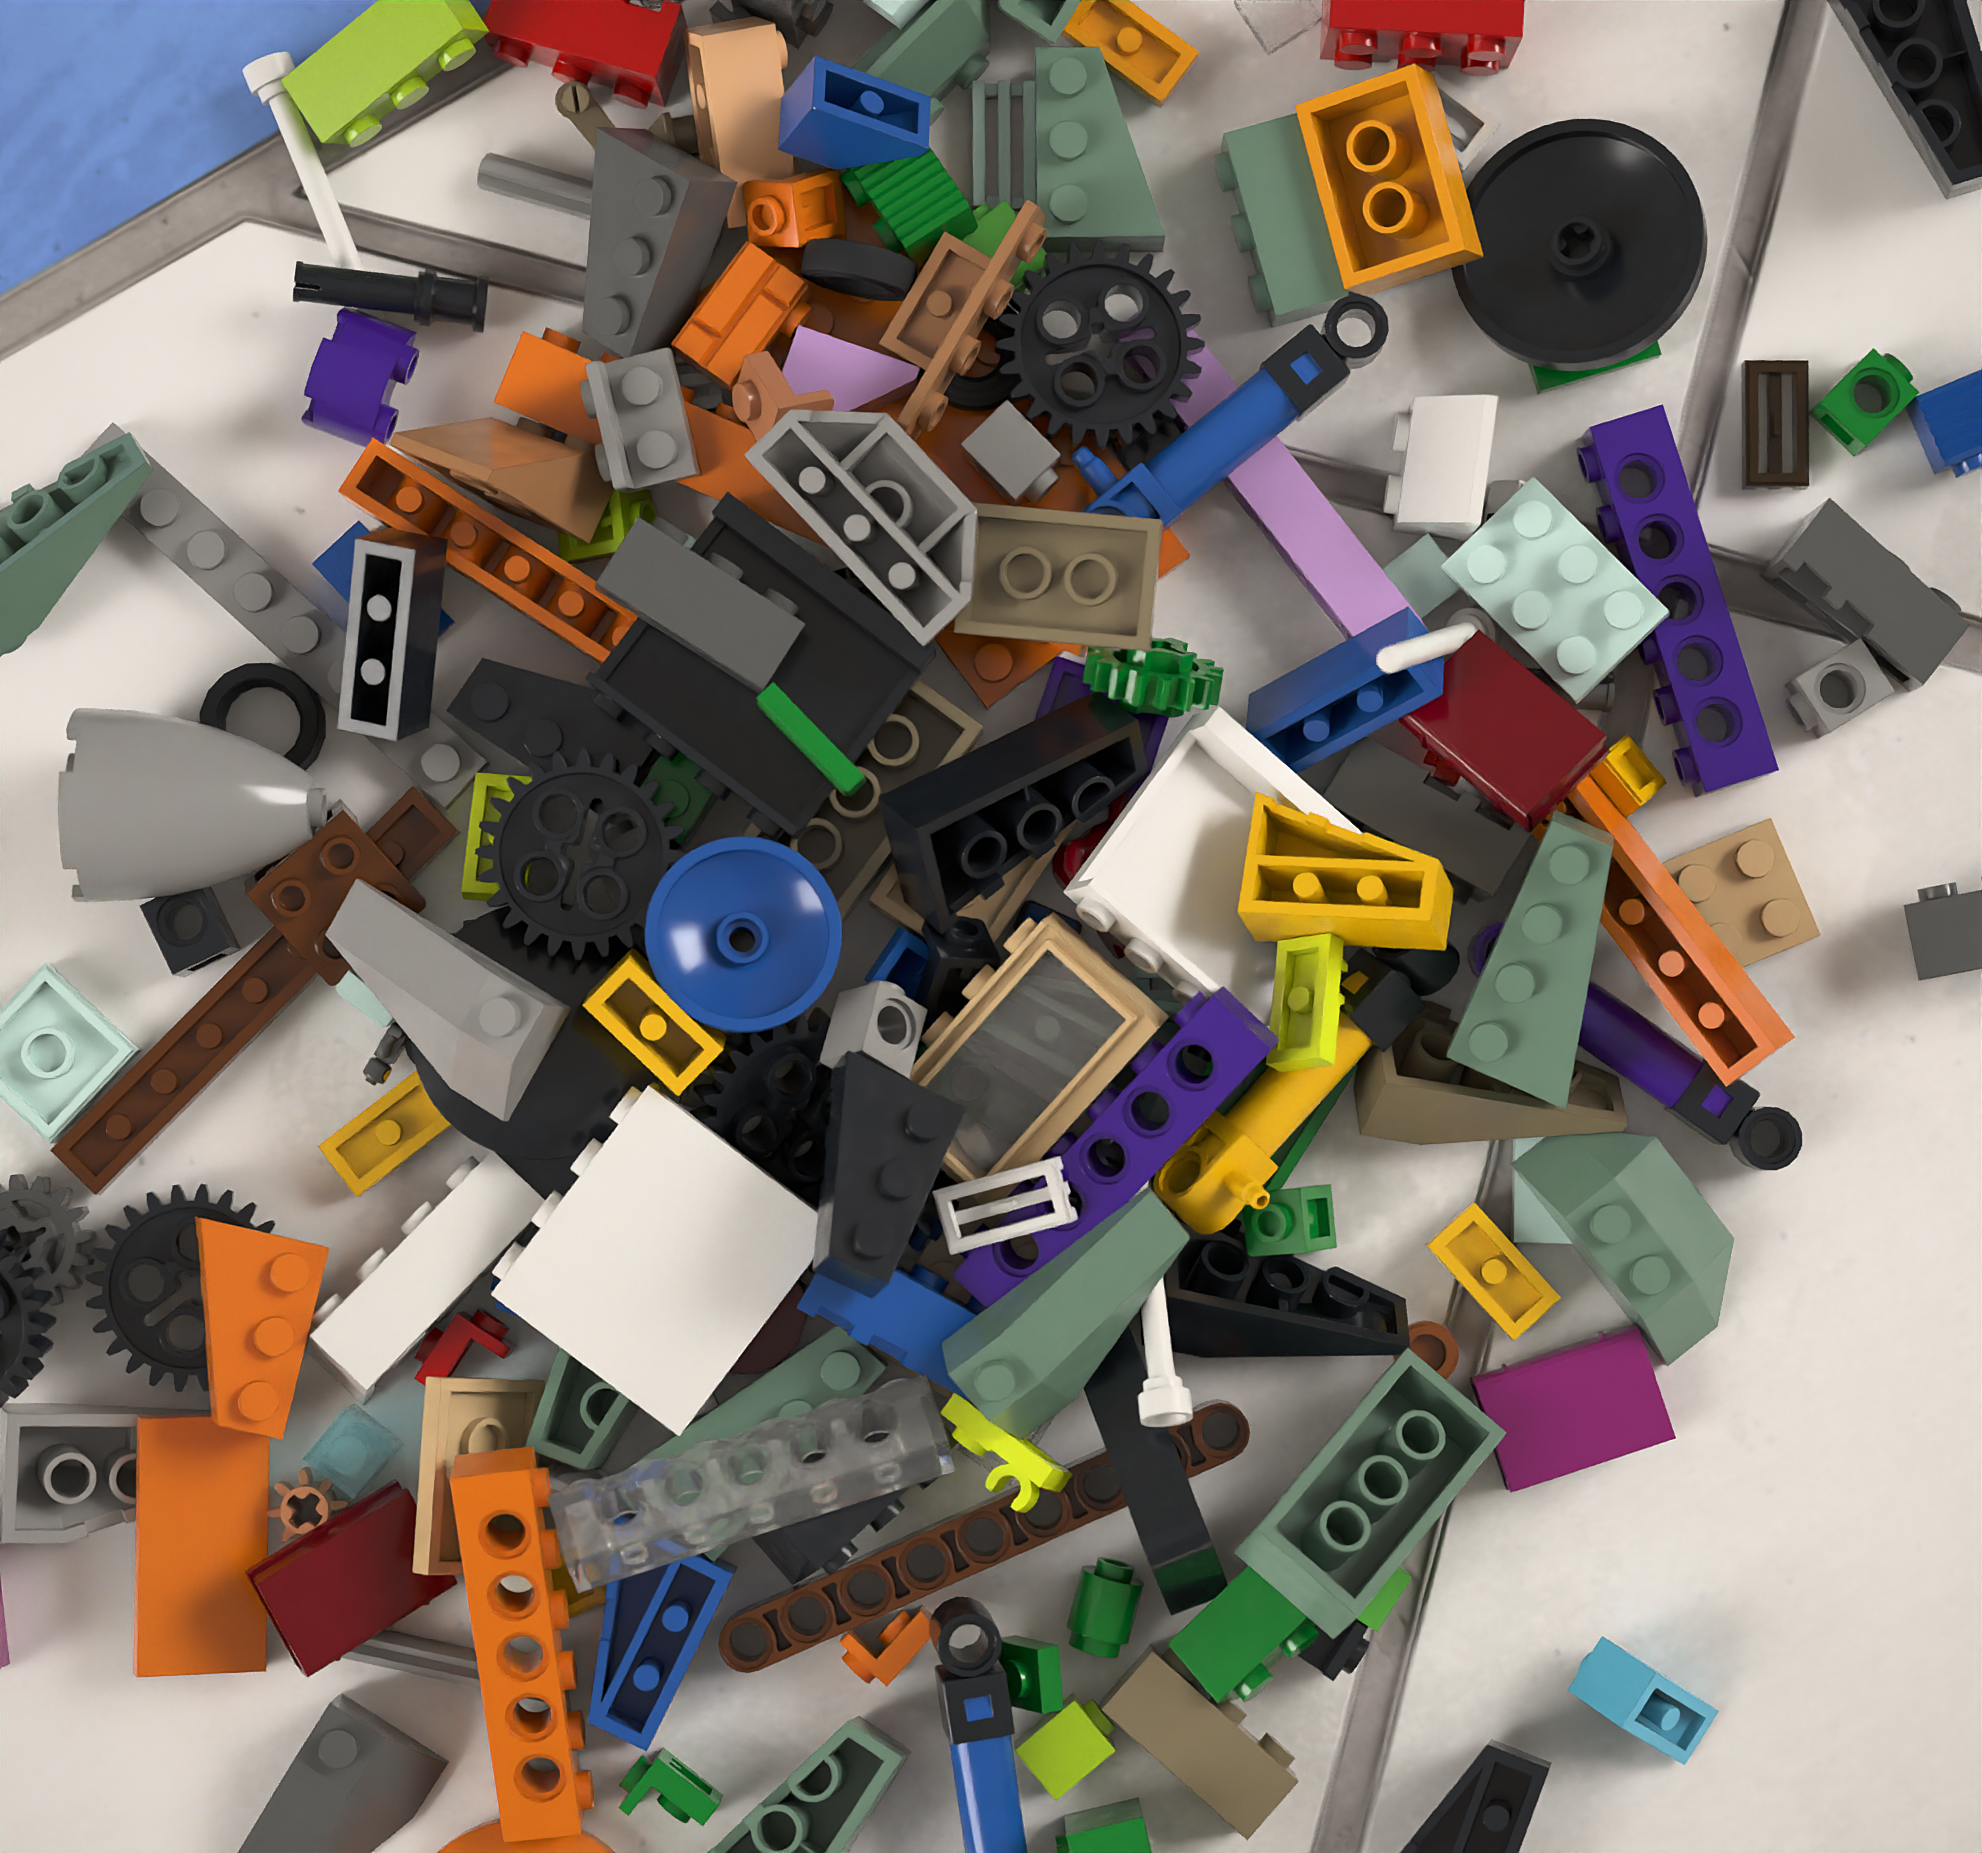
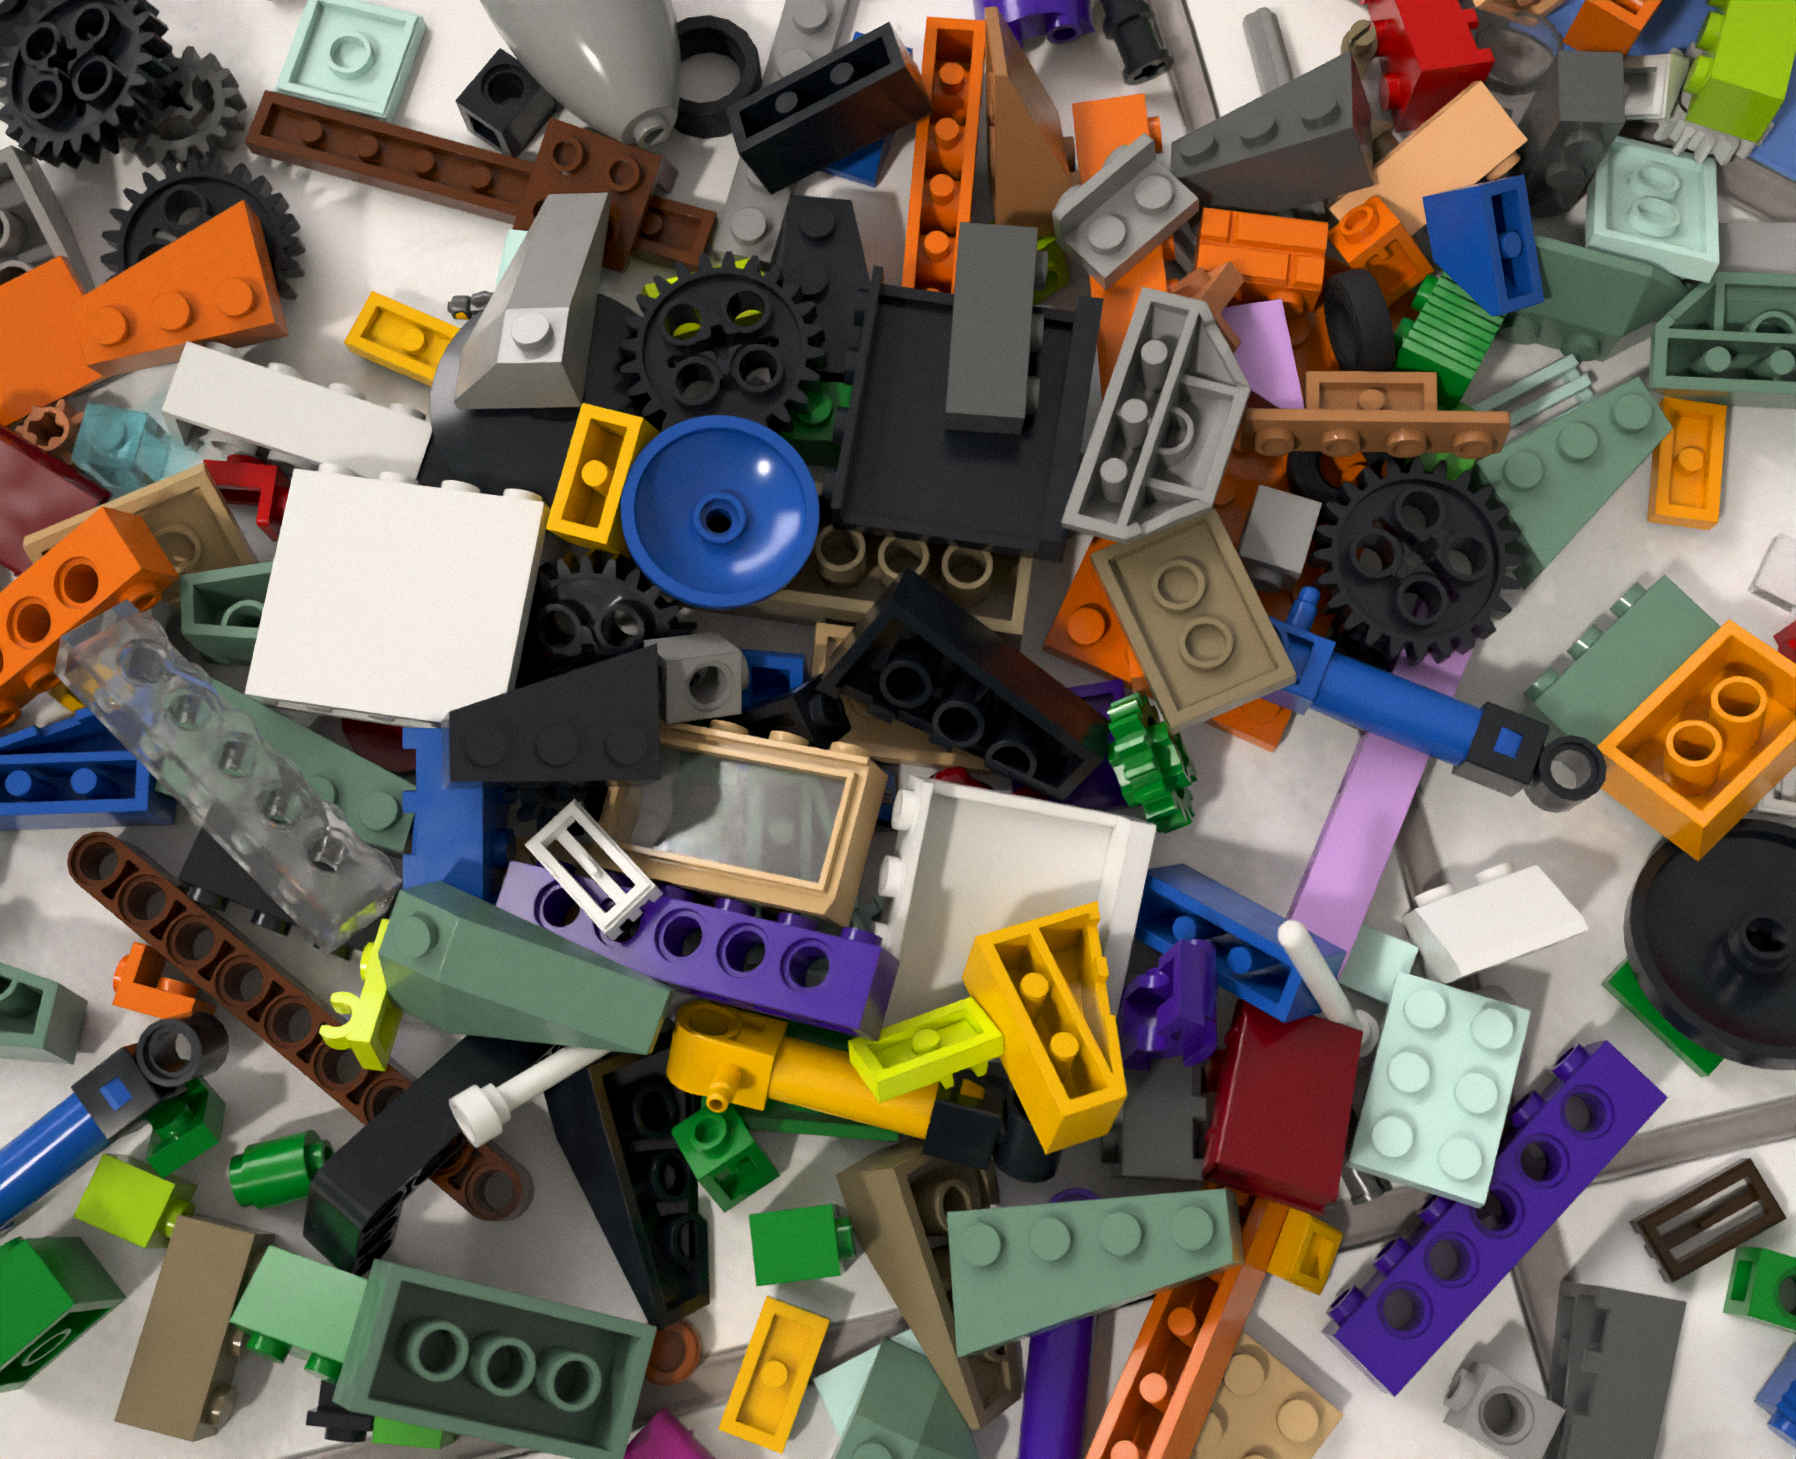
camera: 65 degrees right, 10 degrees down
(810, 740) = (924, 480): green tile -> none
(1378, 780) = (1171, 1008): none -> dark purple cylinder
(1403, 1191) = (801, 1244): none -> green brick

